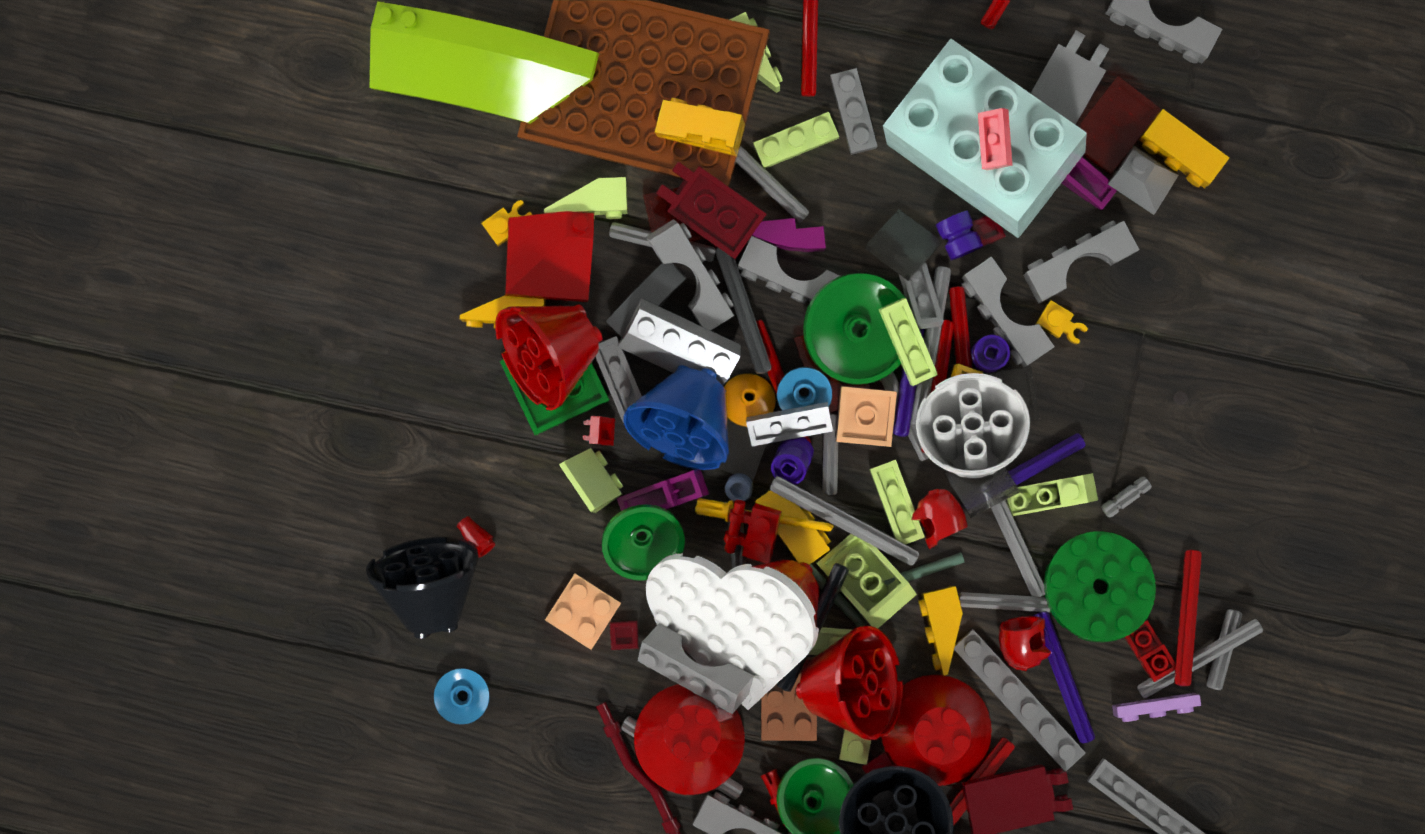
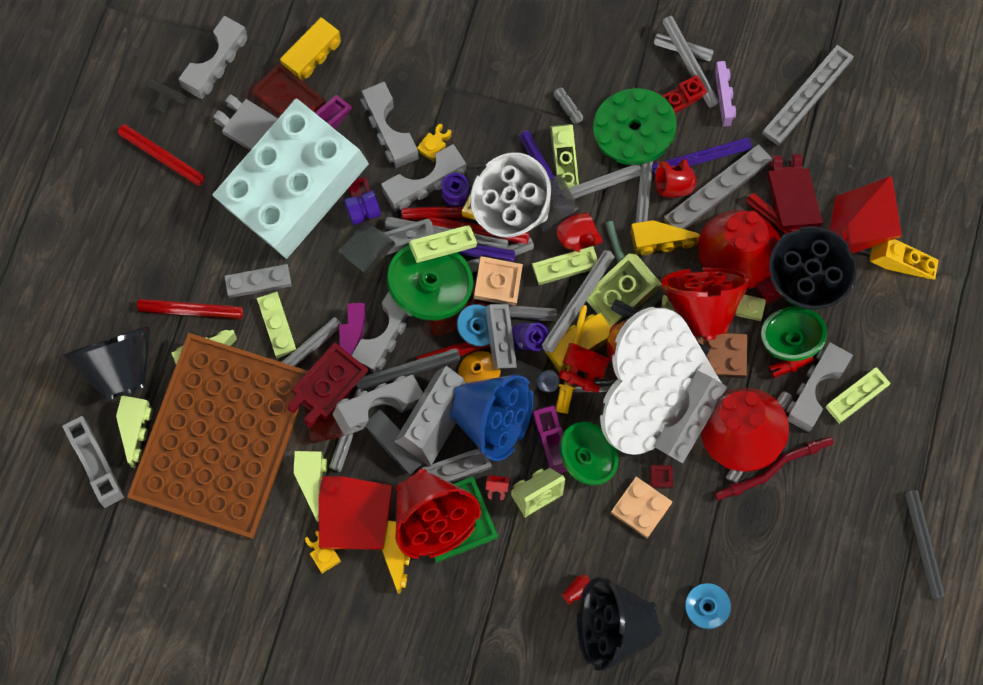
camera: 90 degrees left, 15 degrees down
(473, 62) = (188, 569): lime slope -> none
(700, 126) = (261, 385): yellow wedge -> none
(995, 139) = (295, 159): coral plate -> none
(1143, 179) = (331, 78): light grey slope -> none
(1188, 617) = (660, 67): red axle -> none

